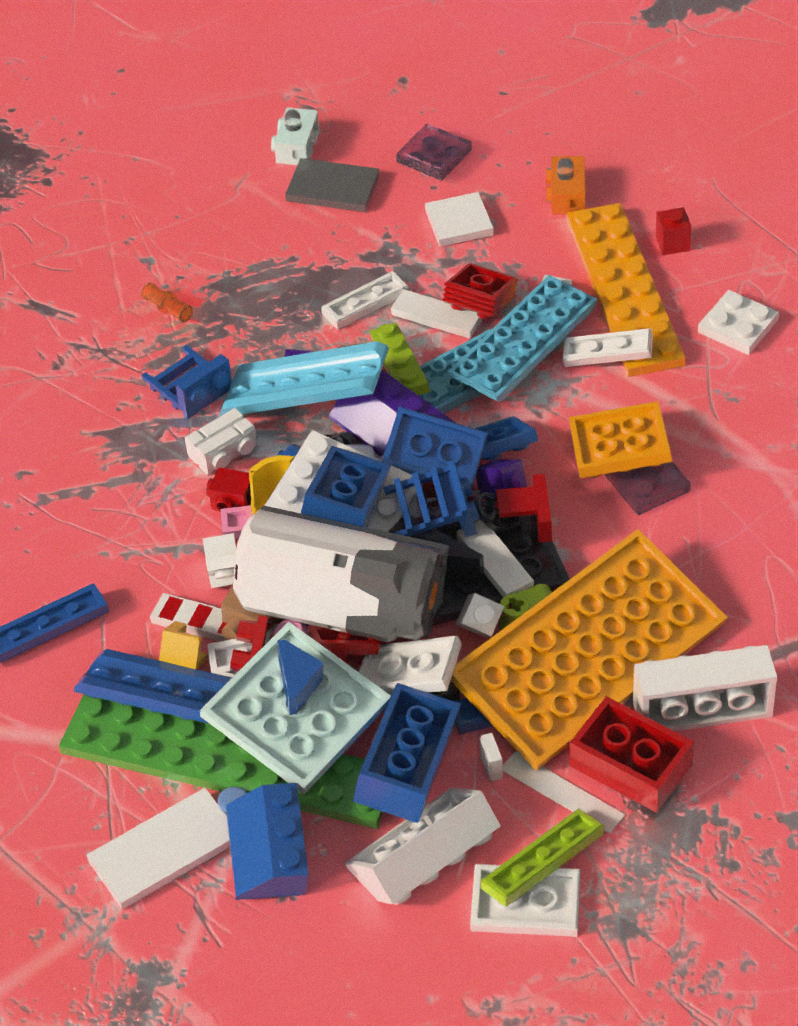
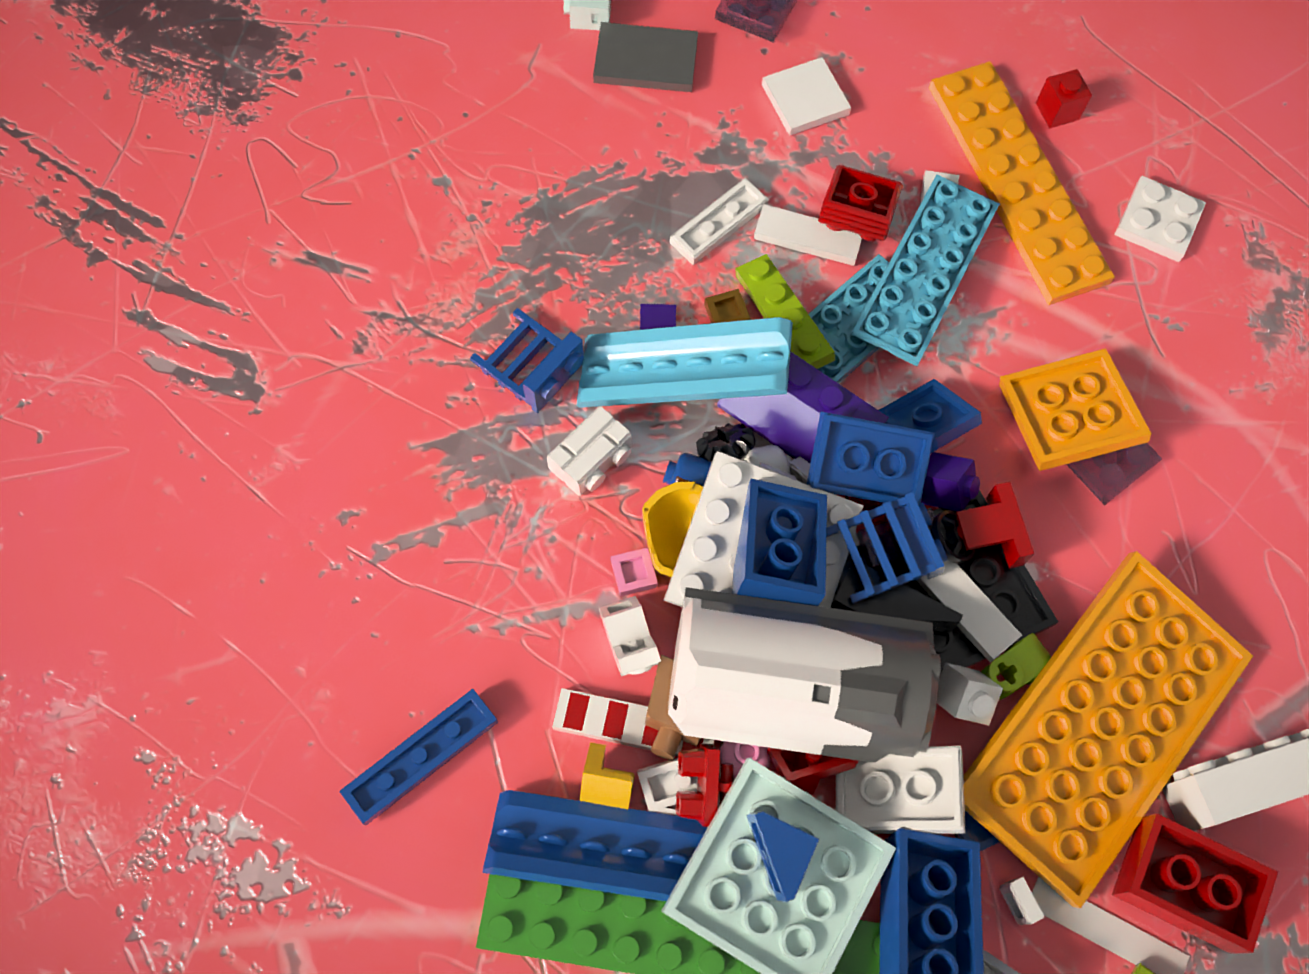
camera: 15 degrees left, 20 degrees up
(167, 302) = (480, 245): clear orange pin -> none
(229, 489) = (616, 527): red brick -> none
(567, 184) = (925, 40): orange piece -> none
(608, 347) = (1026, 272): white tile -> none

